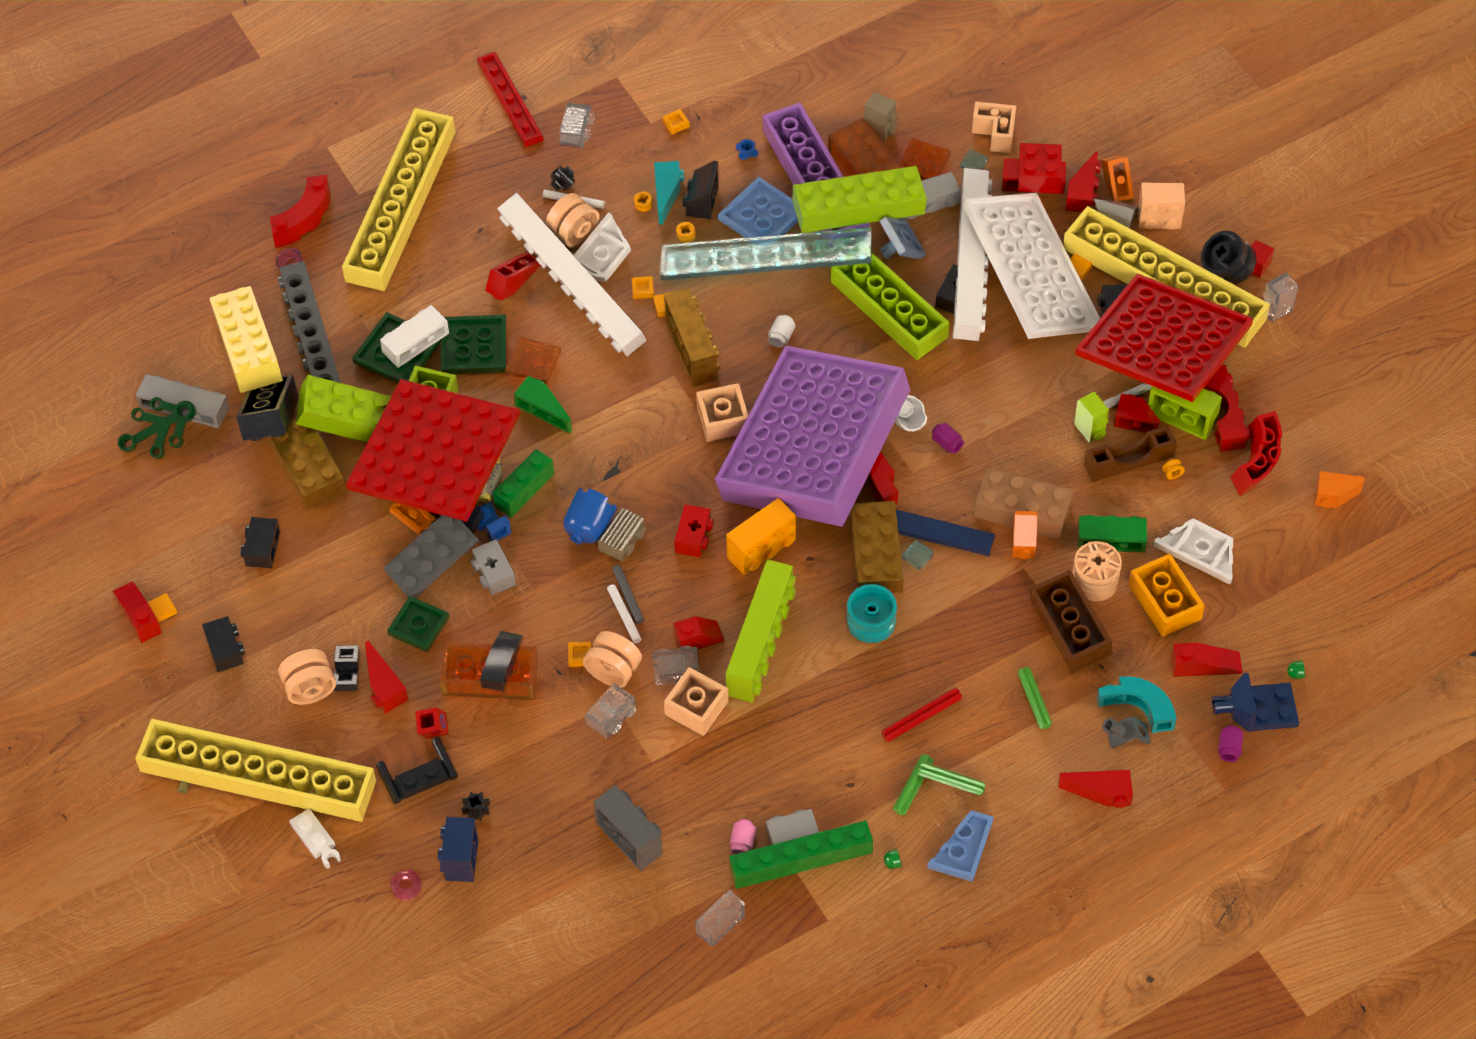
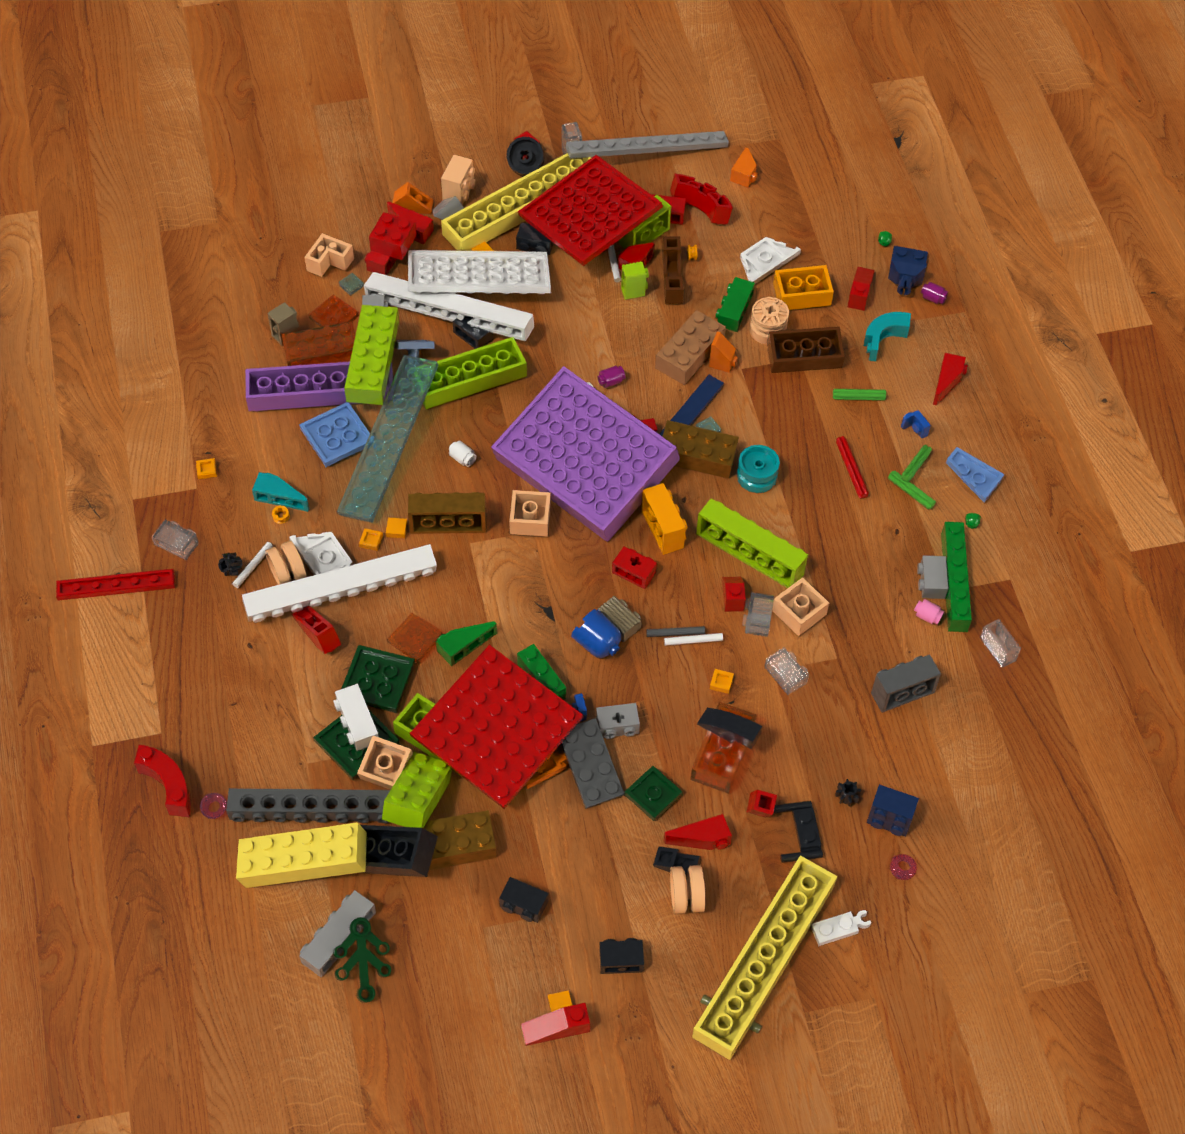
camera: 75 degrees left, 0 degrees up
(368, 370) = (383, 762): none -> light nougat brick
(399, 199) = (193, 694): light yellow brick -> none
(612, 659) = (745, 652): light nougat wheel -> none
(687, 237) = (329, 488): light orange bush -> none
(702, 191) = (297, 464): black slope -> none
(746, 149) = (263, 422): blue plate -> none
(1014, 767) = (918, 423): none -> blue bracket
(1125, 731) = (906, 350): dark grey bracket -> none
(1316, 375) = (647, 144): none -> light grey plate

